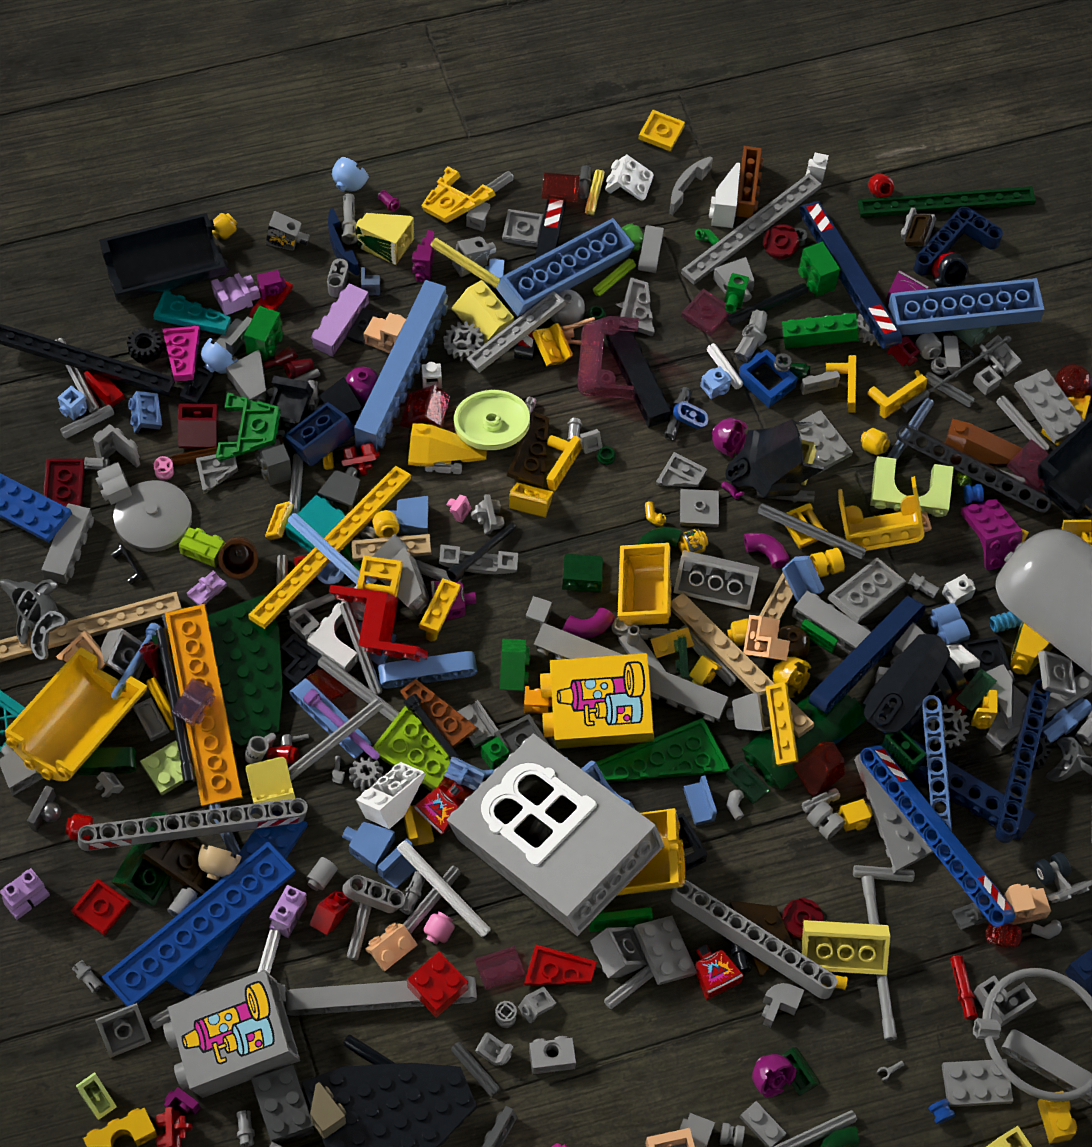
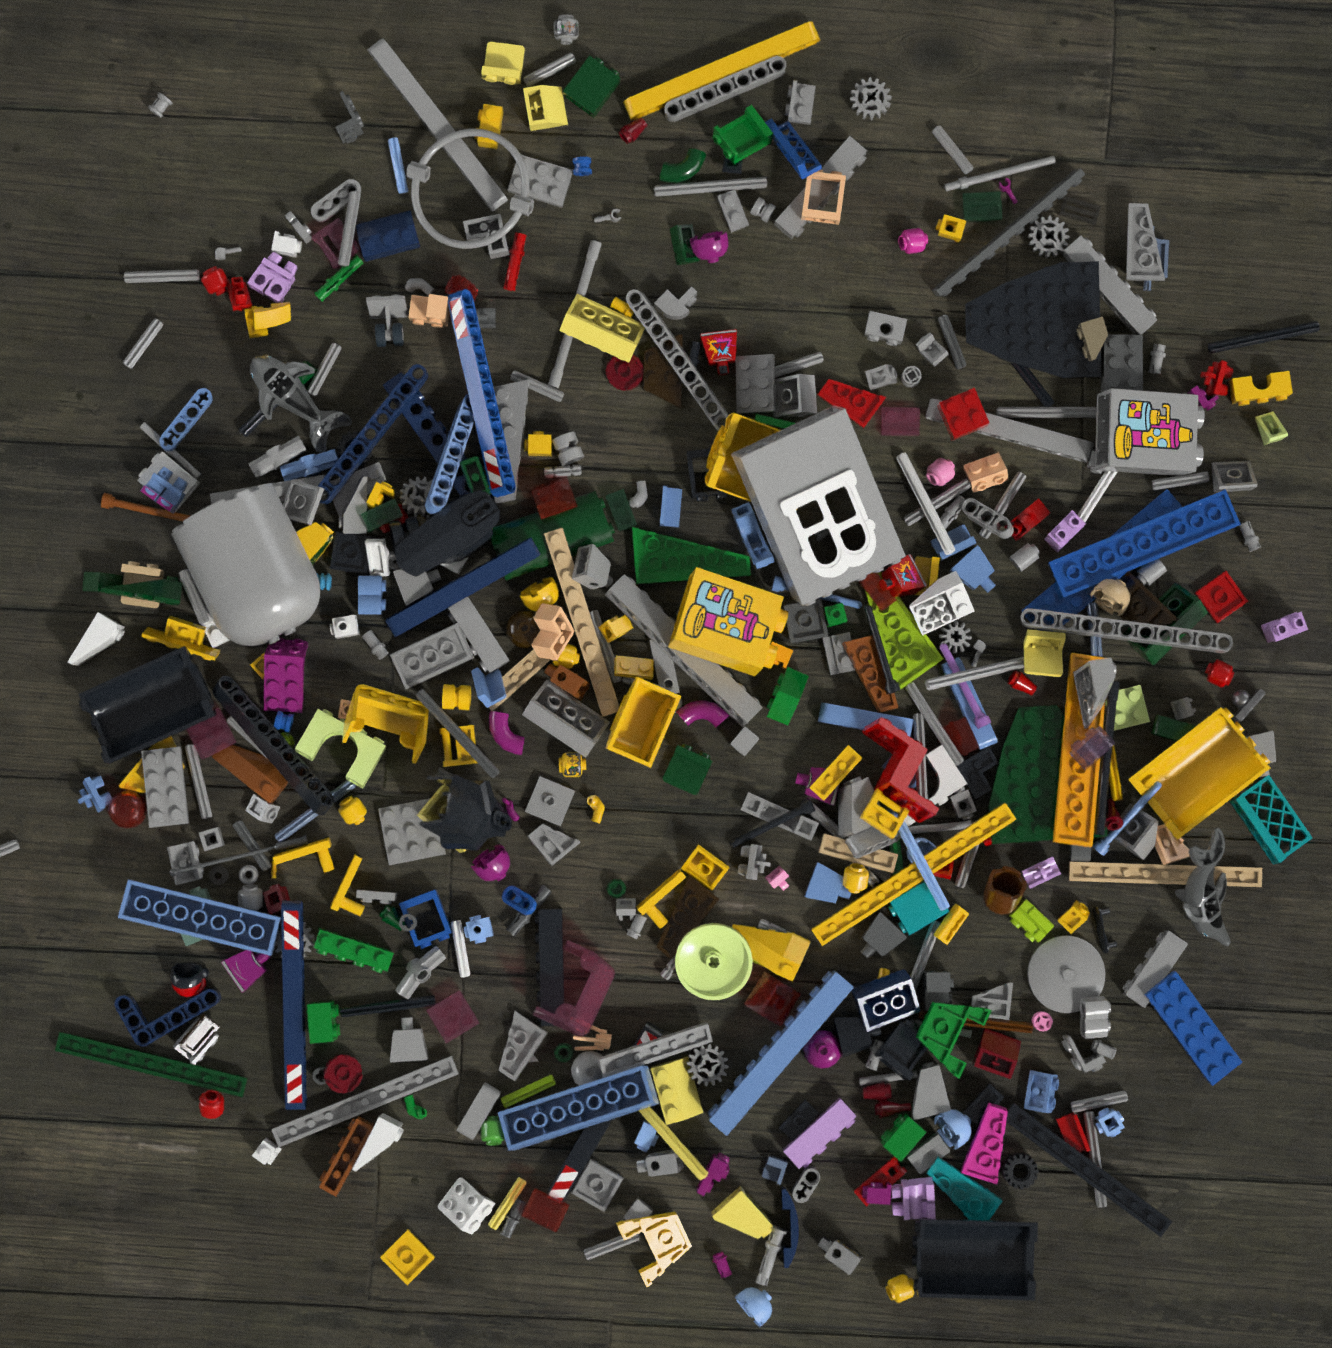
camera: 160 degrees left, 25 degrees up
(65, 481) = (1139, 1038): dark red tile -> none
(151, 719) = (1127, 760): light grey tile -> none
(160, 564) = (1074, 916): none -> yellow bracket
(210, 761) = (1092, 686): none -> light grey wedge
(258, 747) = (1043, 692): light grey piece -> none
(288, 739) = (1014, 695): light grey hand -> none
(349, 1029) = (1046, 412): none -> light grey axle
(368, 455) = (853, 962): red hips -> none
(384, 333) = (782, 1099): light nougat brick -> none
(431, 371) = (752, 1035): white brick -> none
(465, 773) = (872, 597): medium blue hips -> none
(552, 345) = (623, 1027): yellow bracket -> none
(661, 535) = (605, 779): dark green cylinder -> none
(682, 664) = (634, 641): clear green plate -> none
(697, 170) = (388, 1191): light grey slope -> none
(728, 607) = (572, 684): none -> dark orange torso
(735, 293) = (418, 1022): green bracket -> none
(781, 724) = (574, 540): yellow plate -> none
(819, 636) = (496, 627): green tile -> none
(952, 353) = (233, 879): light grey slope -> none
(955, 413) = (262, 809): none -> light grey bracket

